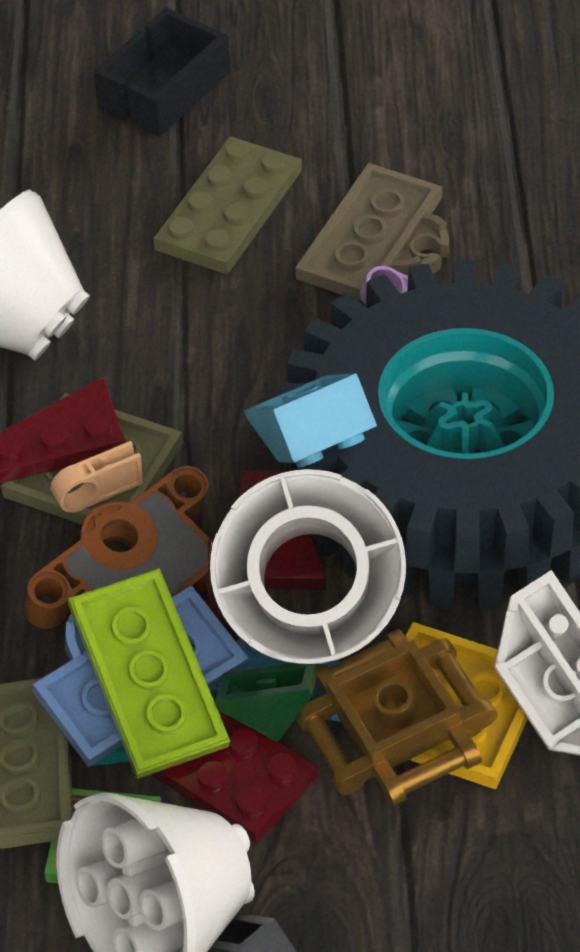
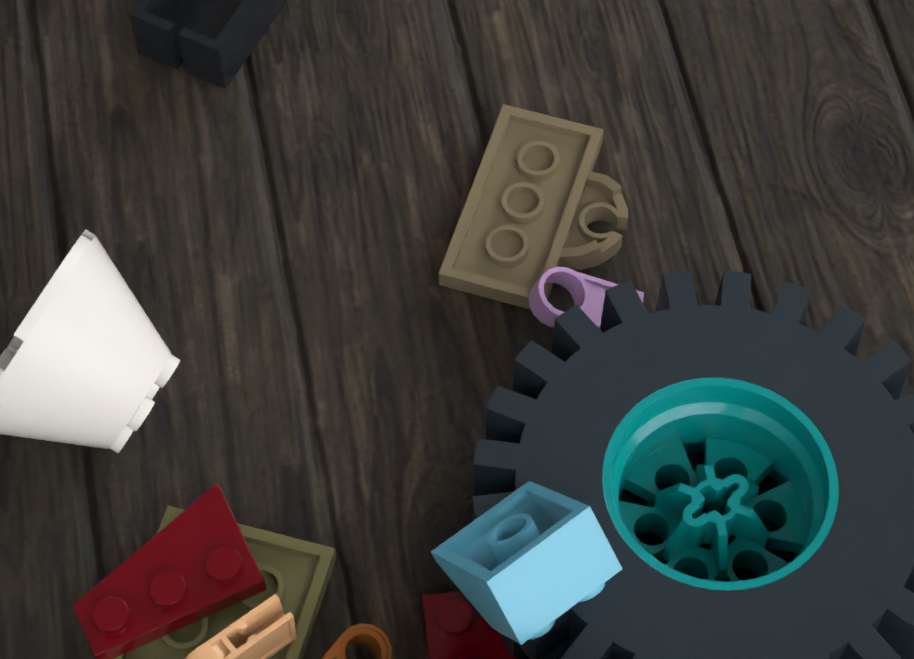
camera: 10 degrees left, 10 degrees up
(228, 205) = (331, 182): olive plate -> none

